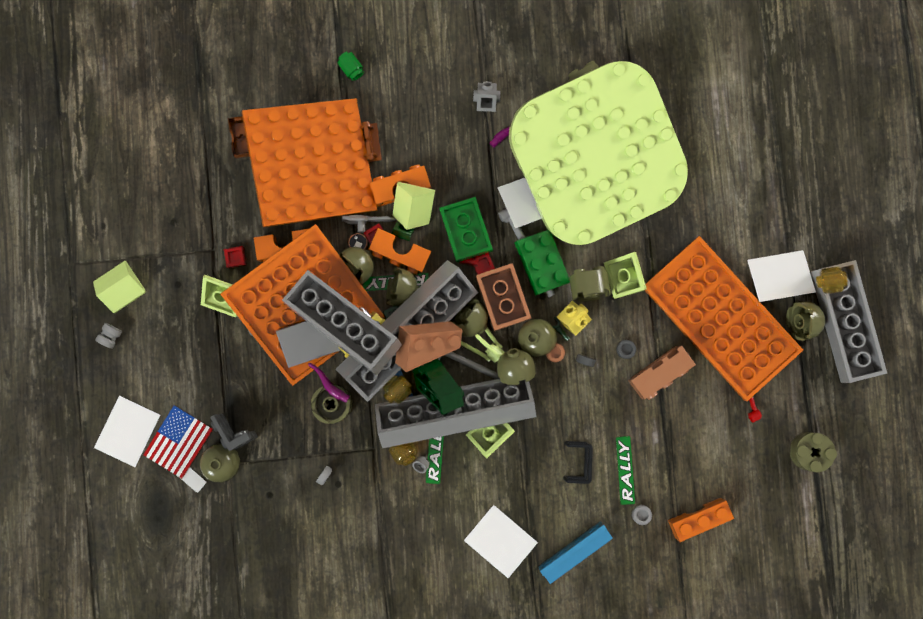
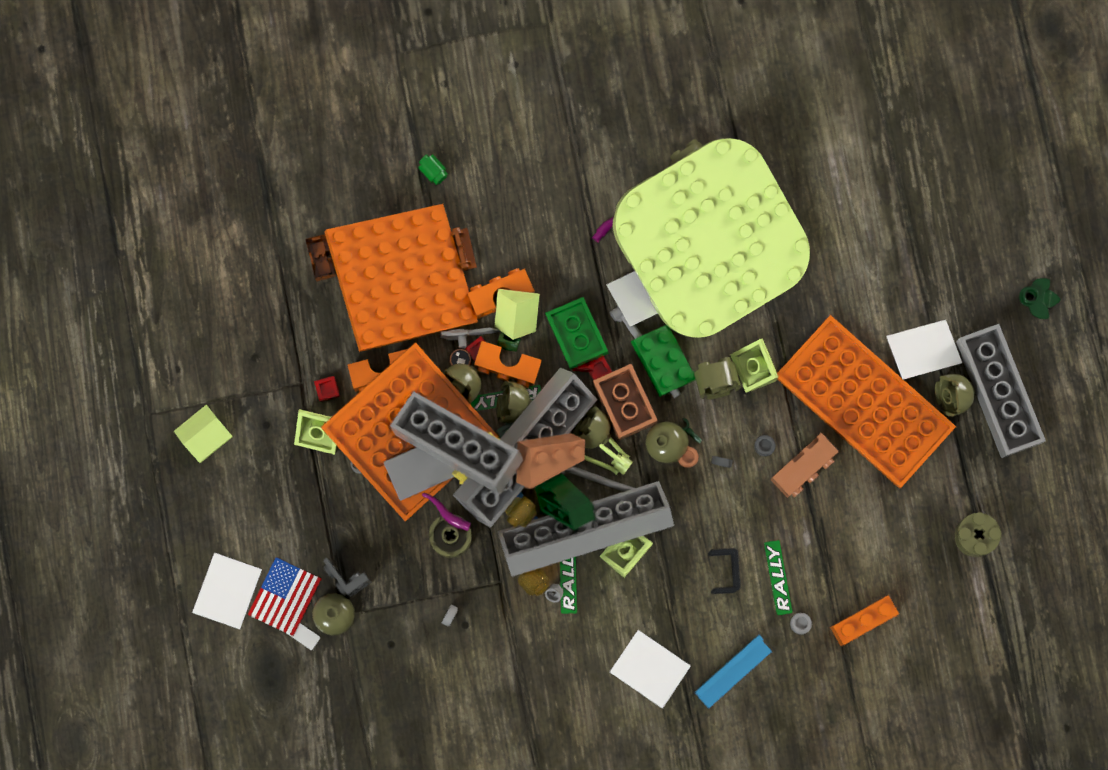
camera: 10 degrees left, 5 degrees down
(108, 335) = (200, 483): light grey wheel -> none
(486, 96) = (584, 188): light grey brick -> none
(515, 366) = (646, 474): olive cylinder -> none
(574, 317) = (704, 416): light yellow brick -> none
(755, 415) = (912, 502): red hand -> none
(832, 280) = (973, 347): clear yellow head -> none
(893, 239) = (1041, 298): none -> dark green plate

